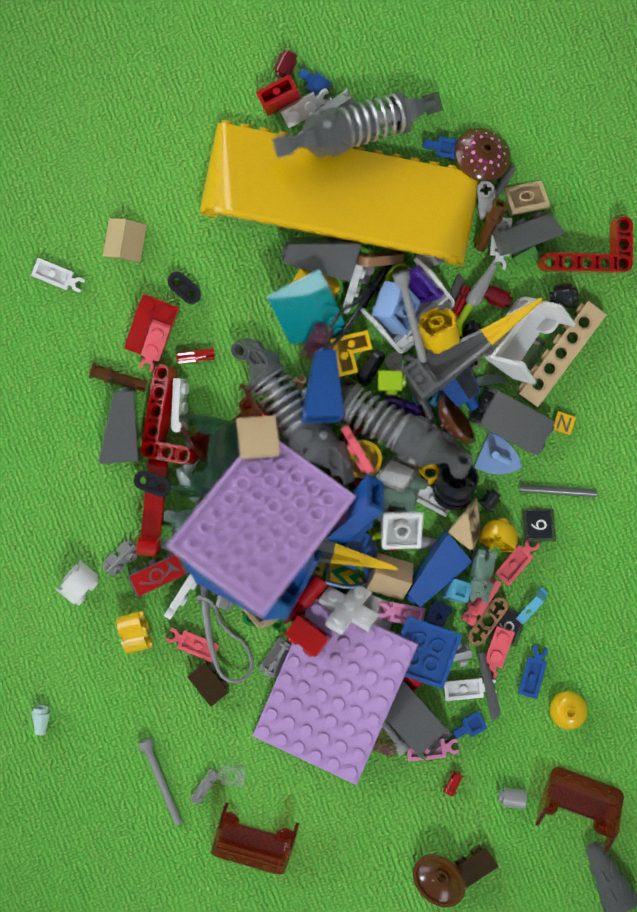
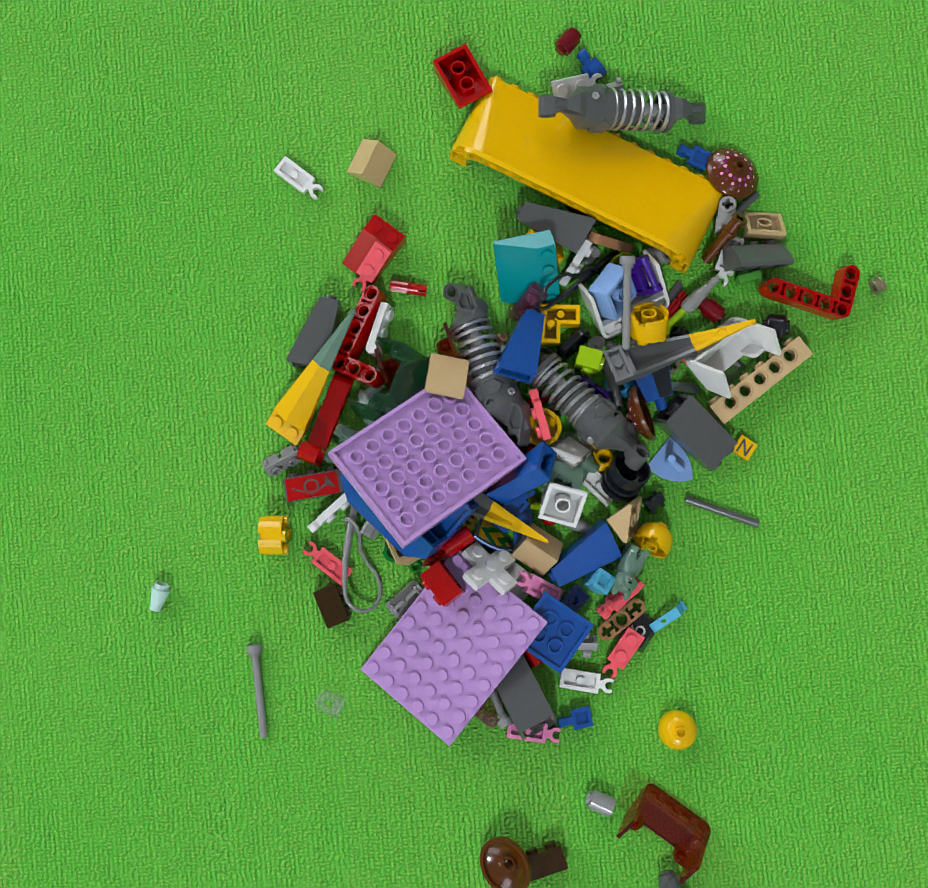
camera: 15 degrees right, 5 degrees down
(77, 583) = (232, 471): white brick -> none
(109, 375) = (320, 284): reddish brown pin -> none
(121, 504) = (296, 408): none -> yellow plate
(152, 483) = (333, 395): black plate -> none
(184, 288) = (416, 222): black plate -> none
(190, 132) = (461, 76): none -> red slope
(204, 786) = (299, 706): light grey axle -> none
(253, 846) = (330, 779): clear red windscreen -> none
(278, 95) = (554, 66): red brick -> none
(453, 783) = (544, 772): red pin -> none
(492, 700) = (605, 699): dark grey piece -> none
(515, 563) = (663, 569): coral plate -> none
(533, 674) = (652, 684): blue plate -> none
(538, 525) = (695, 539): piece -> none

